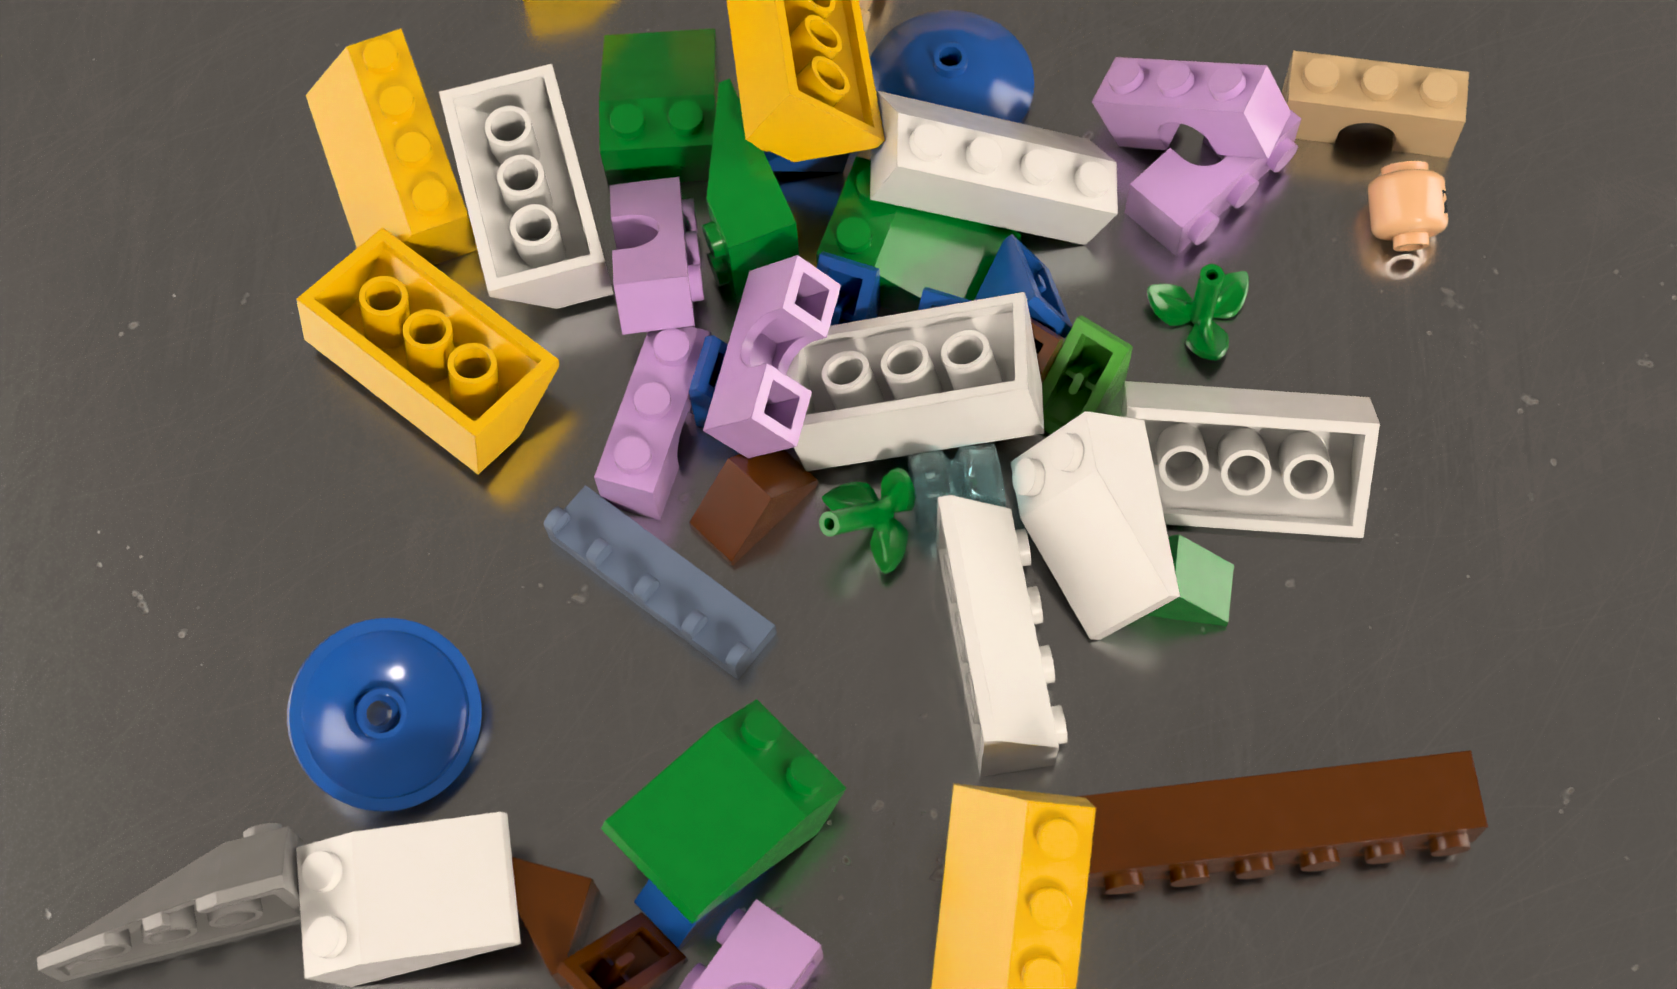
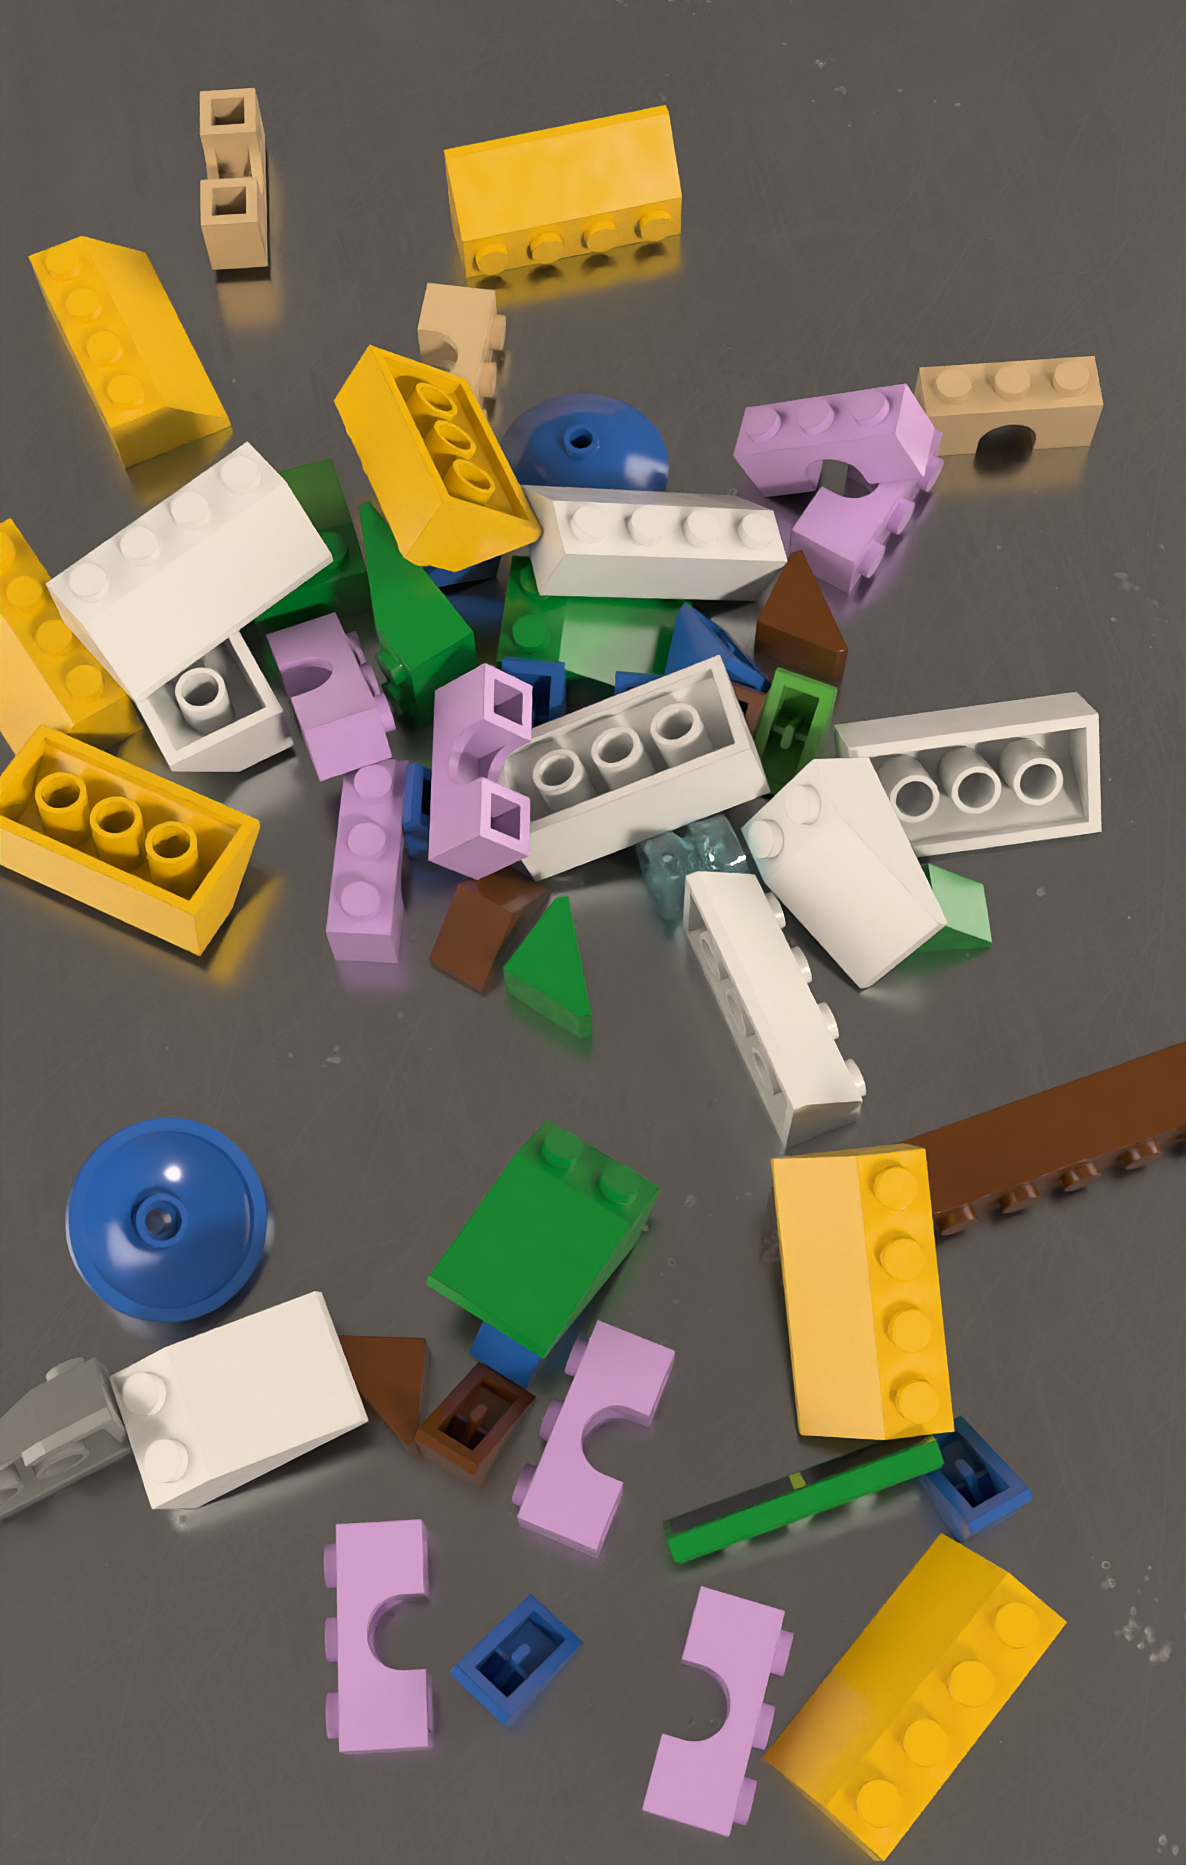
camera: 15 degrees left, 0 degrees up
(548, 113) = (190, 572): none -> white slope
(660, 581) = (414, 1023): sand blue hinge -> none
(796, 559) = (549, 971): none -> green slope
(857, 507) = (598, 907): green plant -> none
(1116, 276) = (799, 625): none -> reddish brown slope
(1215, 297) = (902, 625): green plant -> none
(1407, 205) = (1064, 498): light nougat head -> none

